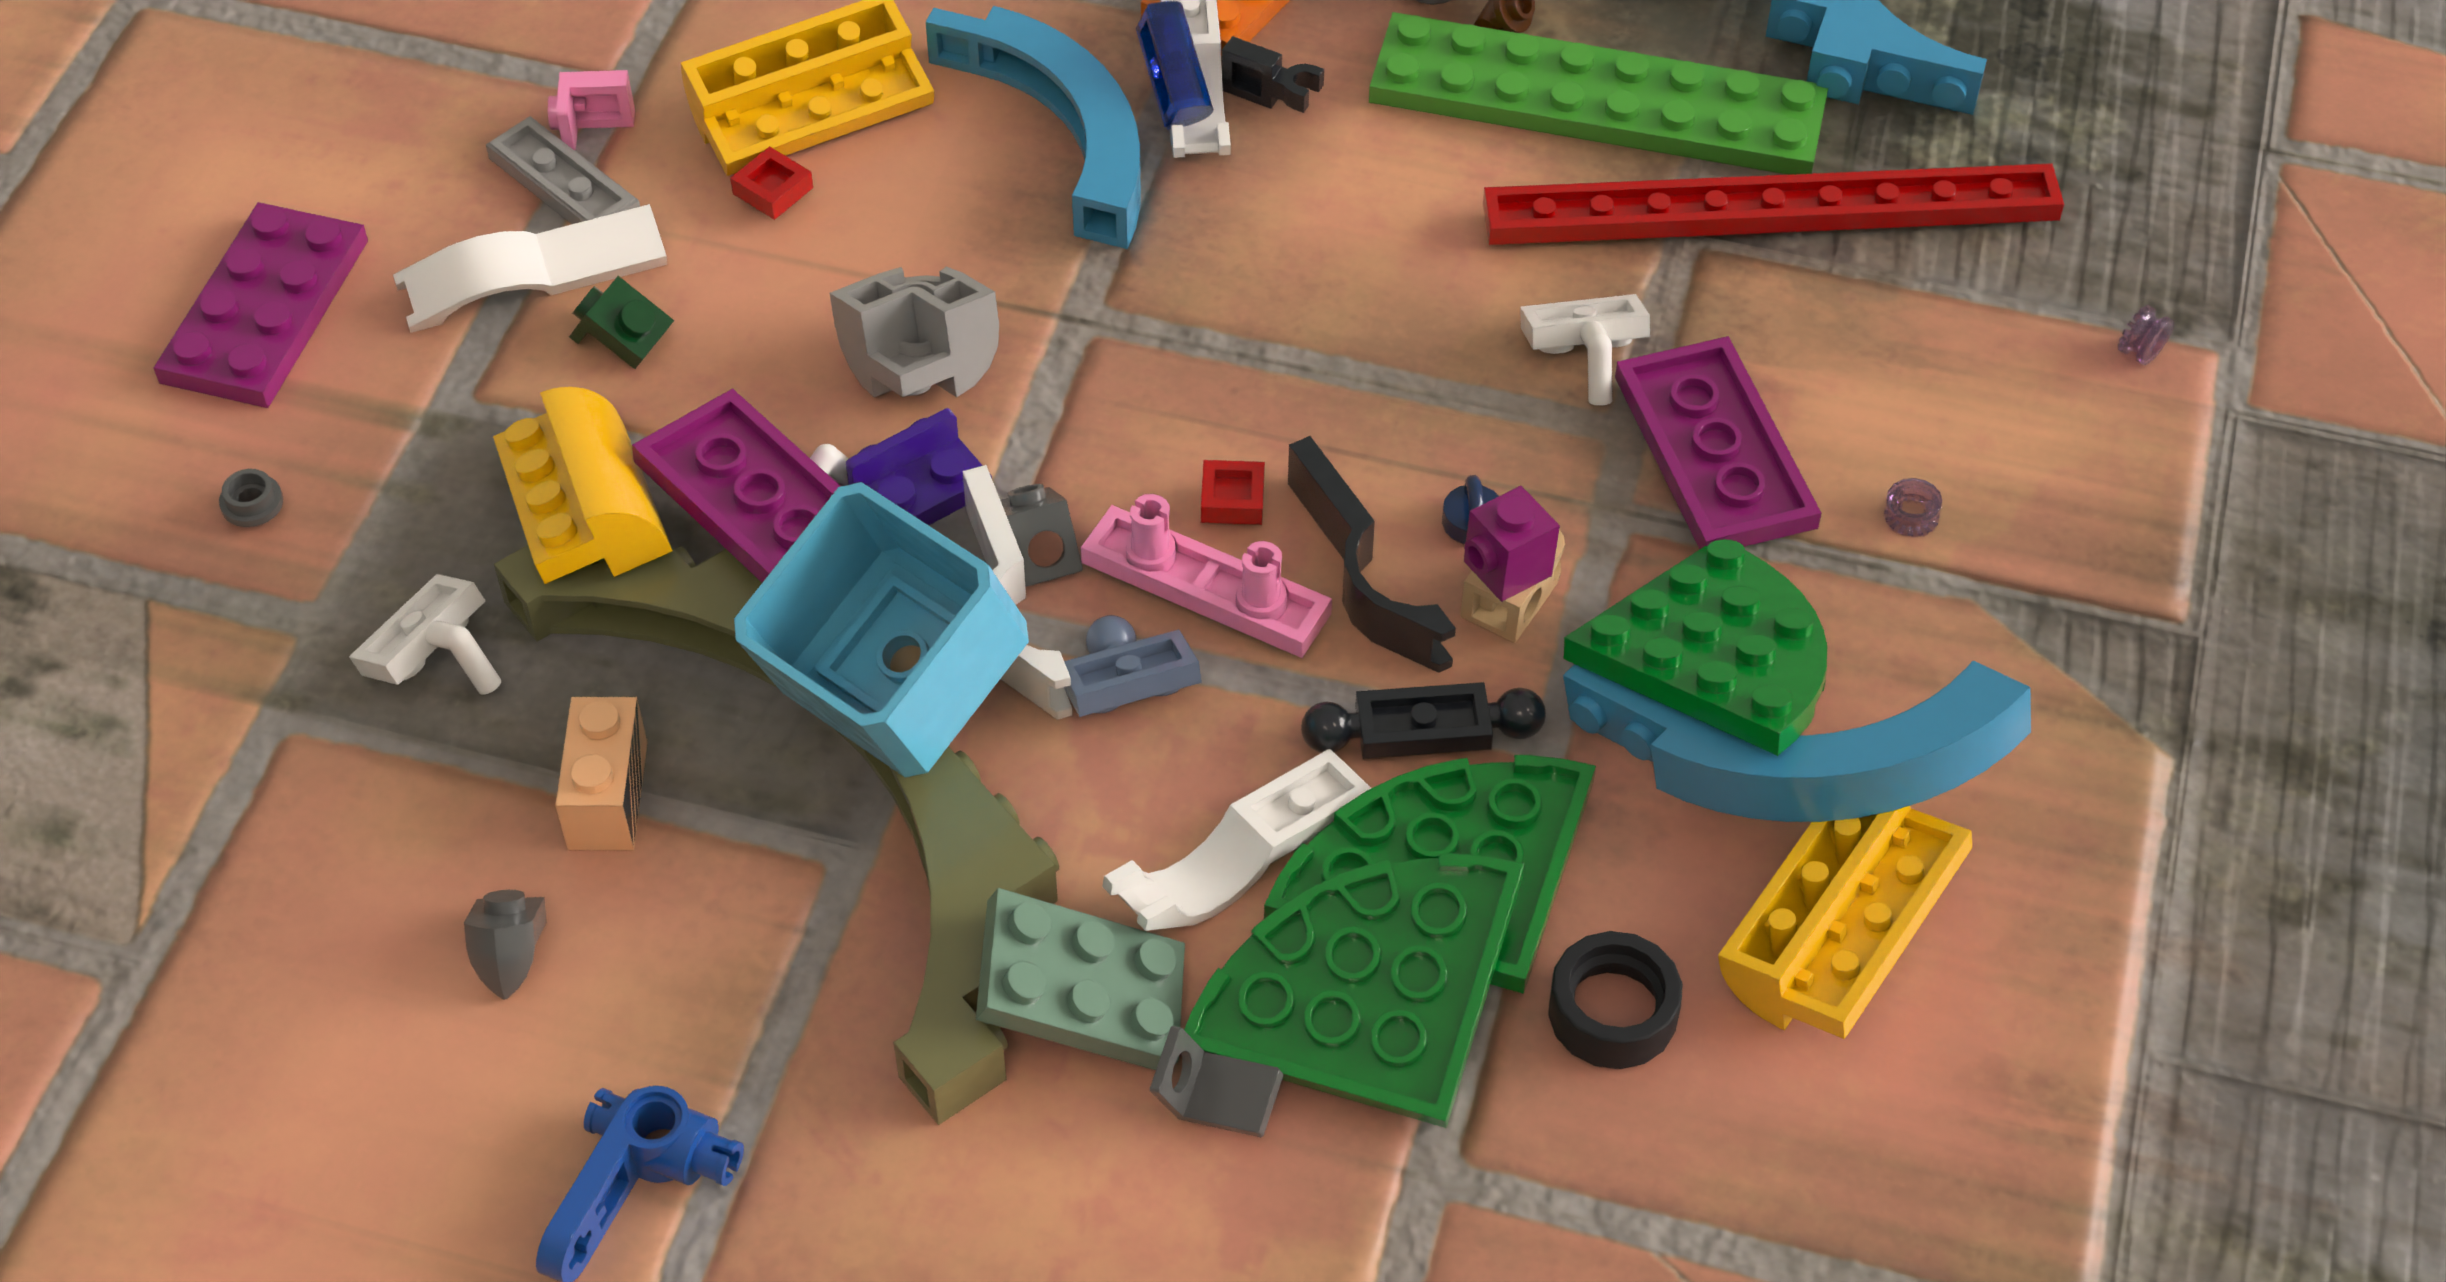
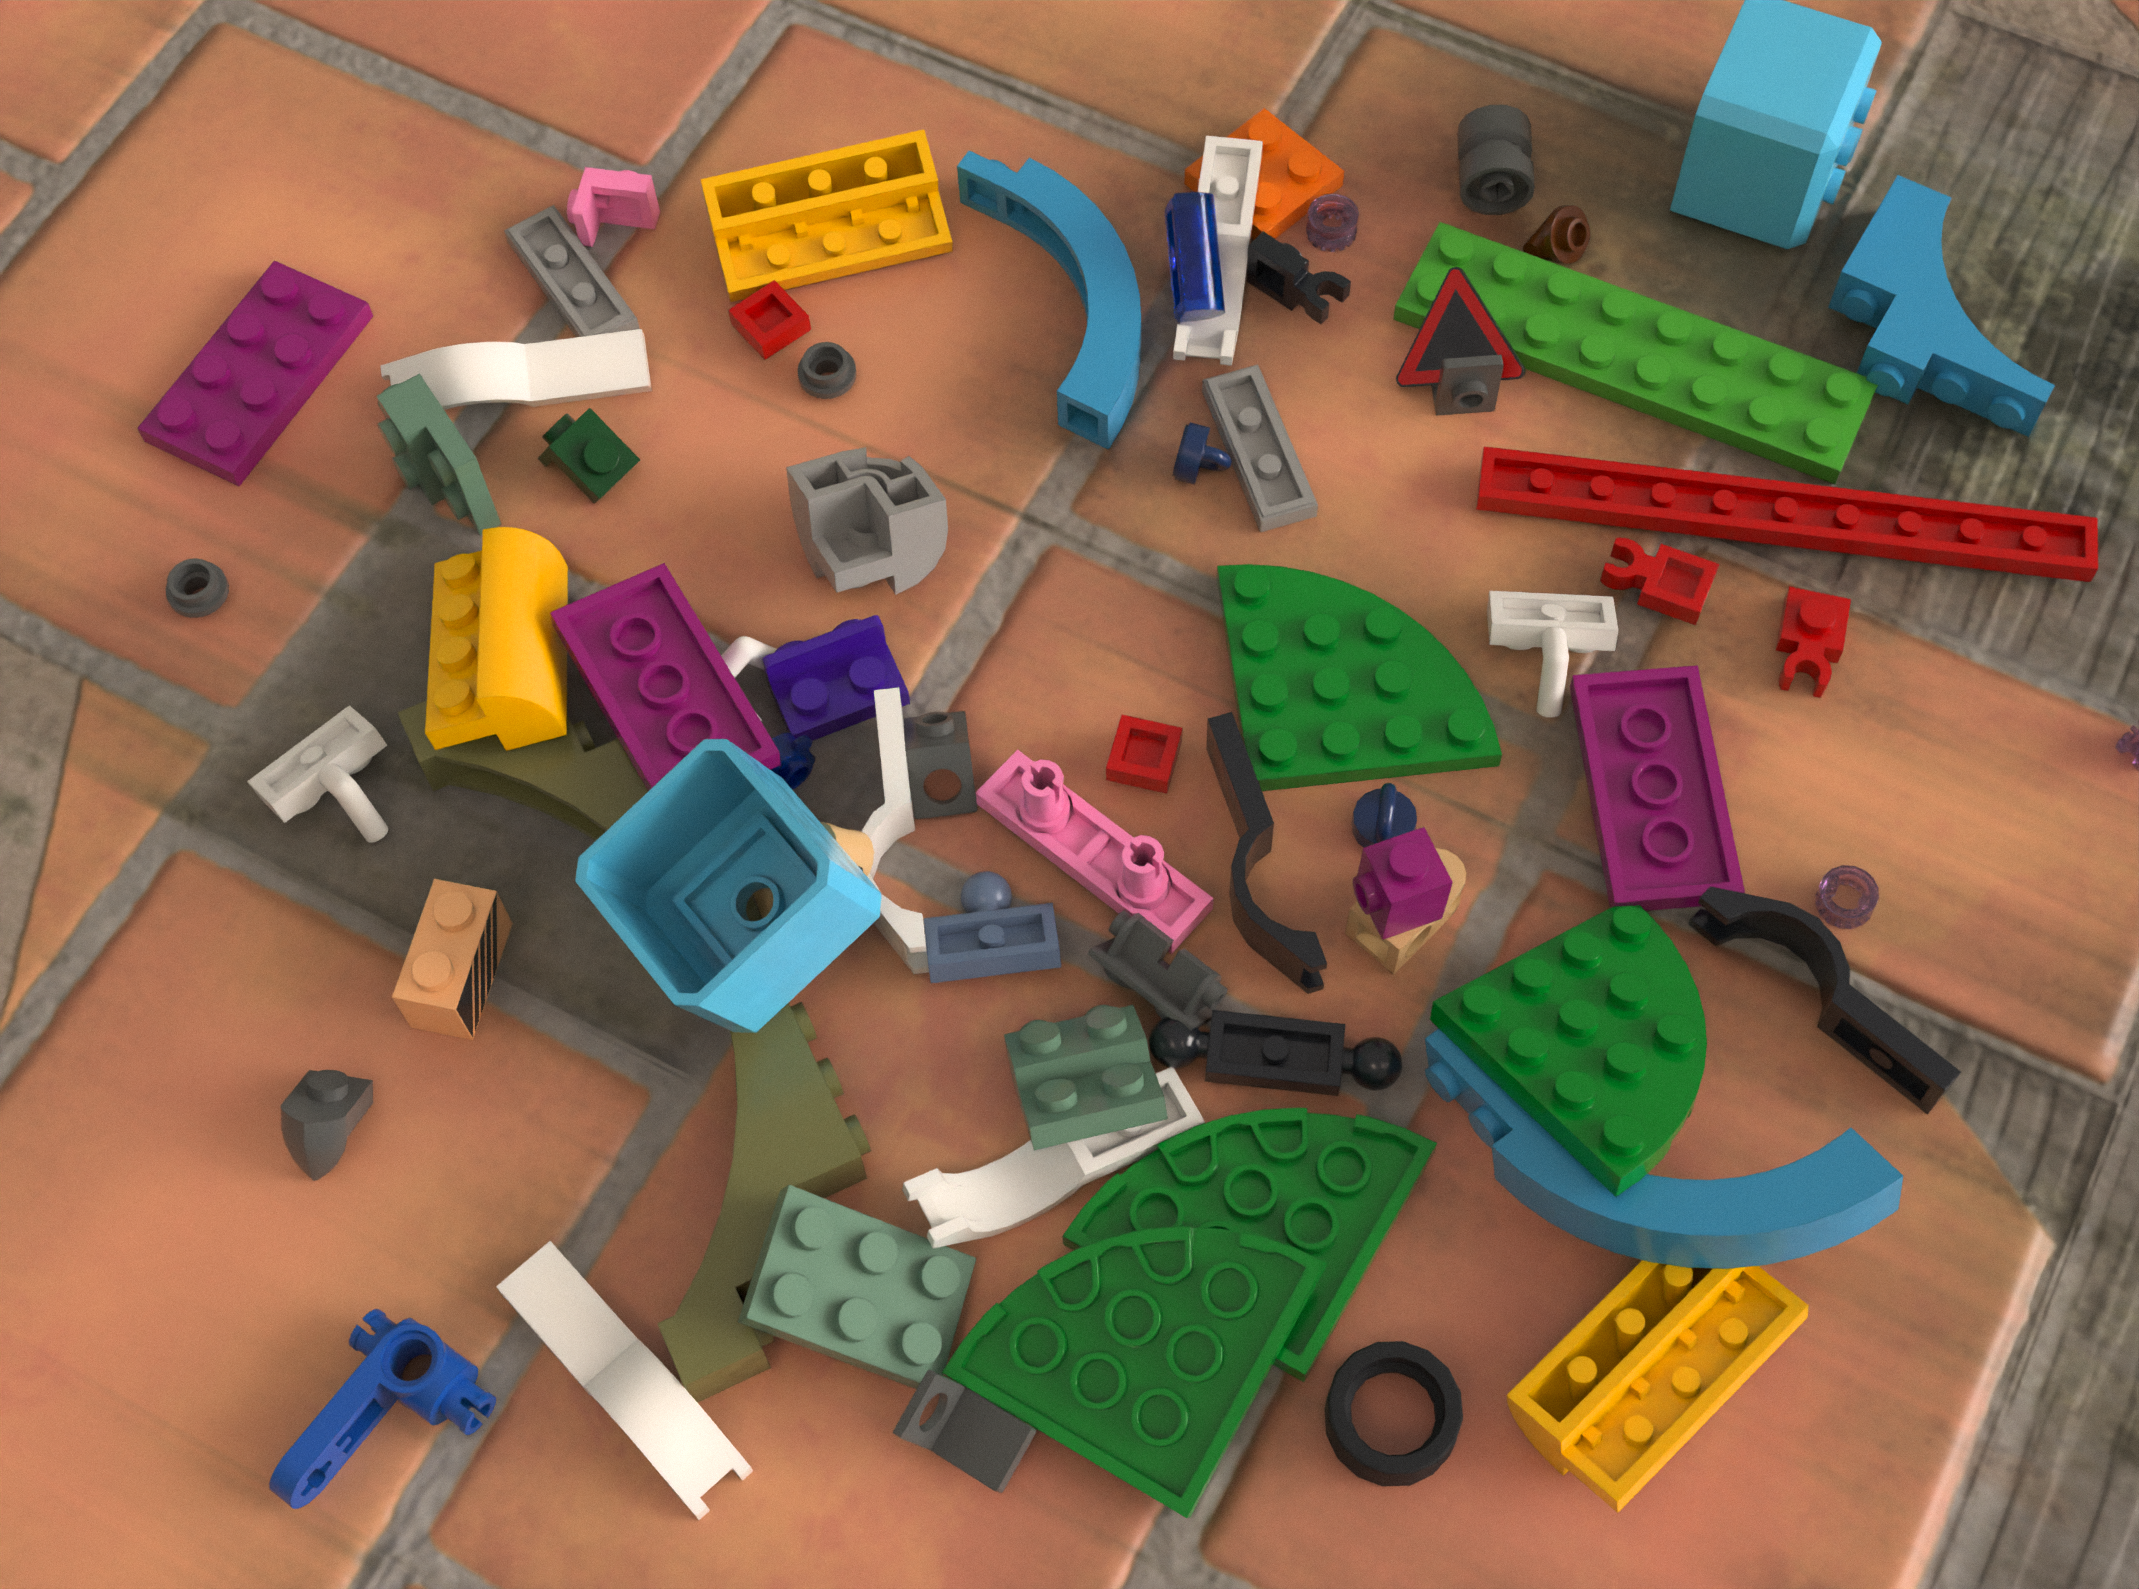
camera: 15 degrees right, 10 degrees up
(475, 336) = (434, 452): none -> sand green plate
(838, 218) = (826, 358): none -> dark grey plate
(877, 1104) = (622, 1376): none -> white piece
(1211, 232) = (1196, 454): none -> dark blue tile
(1249, 761) = (1084, 1076): none -> sand green plate
(1272, 225) = (1259, 448): none -> light grey tile
(1274, 662) = (1134, 959): none -> dark grey hinge
(1291, 39) = (1332, 236): none -> bush
(1405, 405) = (1343, 684): none -> green plate
(1438, 104) = (1456, 328): none -> piece
(1452, 138) = (1468, 385): none -> dark grey bracket
(1683, 274) = (1669, 583): none -> red plate
(1825, 300) = (1813, 633): none -> red plate
(1940, 597) = (1845, 1013): none -> black piece

